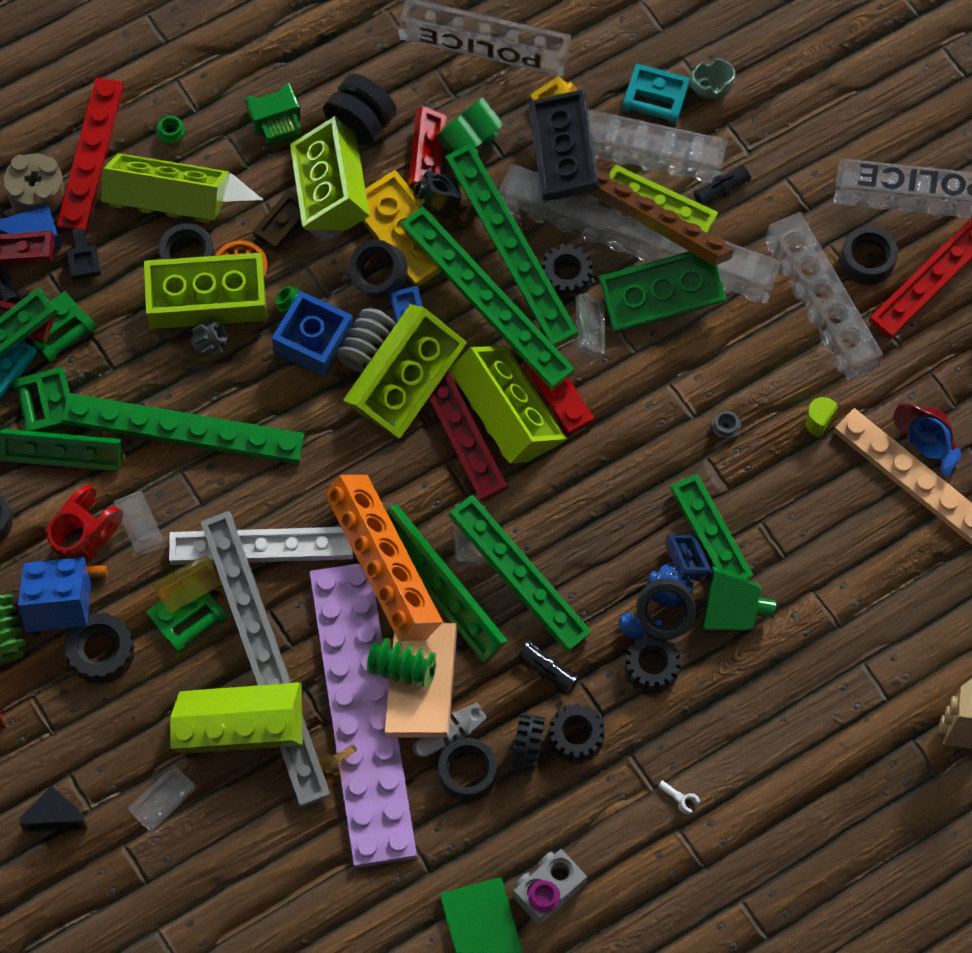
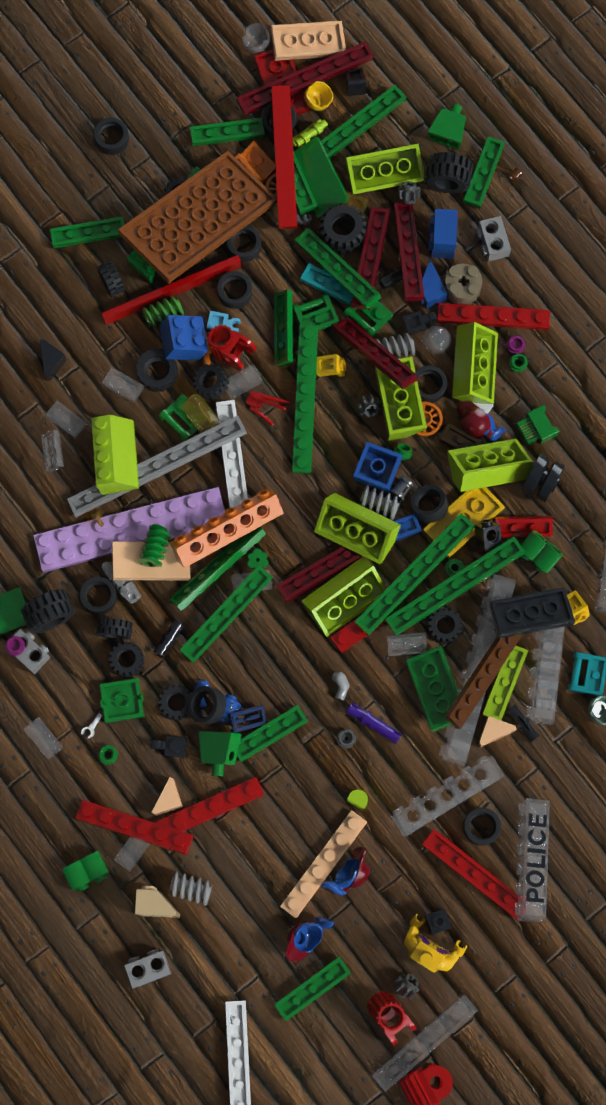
camera: 85 degrees right, 10 degrees up
(33, 544) = (218, 318): none -> medium azure plate
(115, 236) = (436, 339): none -> clear hair
(115, 560) = (202, 377): none -> black tyre
(116, 703) = (122, 385): none -> clear plate
(120, 293) = (400, 345): none -> light grey piece
(130, 310) = (375, 353): none -> dark red plate
(134, 385) = (330, 365): none -> yellow bracket
(142, 129) = (515, 345): none -> magenta plate
(174, 499) = (257, 400): none -> red plant
(213, 823) = (52, 450): none -> clear plate
(256, 191) = (477, 422): none -> dark red hair
(345, 303) = (402, 488): none -> dark grey bush
(437, 518) = (257, 554): none -> green plant
(480, 257) = (449, 571): none -> green plate
(491, 841) = (47, 611): none -> black tyre
(642, 745) = (122, 700): none -> green plate
(643, 421) = (343, 684): none -> light grey arm
(692, 874) = (43, 738): none -> clear plate
(698, 393) = (371, 721): none -> dark purple pin
(721, 677) = (173, 746): none -> black plate
(727, 766) = (108, 748): none -> green plate
(731, 222) = (494, 730): none -> light nougat slope
(803, 686) = (168, 800): none -> light nougat slope
(823, 637) = (214, 806): none -> red plate
(846, 739) = (134, 827): none -> red plate
(878, 748) = (131, 853): none -> clear plate
(911, 820) = (85, 871): none -> green brick
(941, 665) = (190, 888): none -> light grey piece

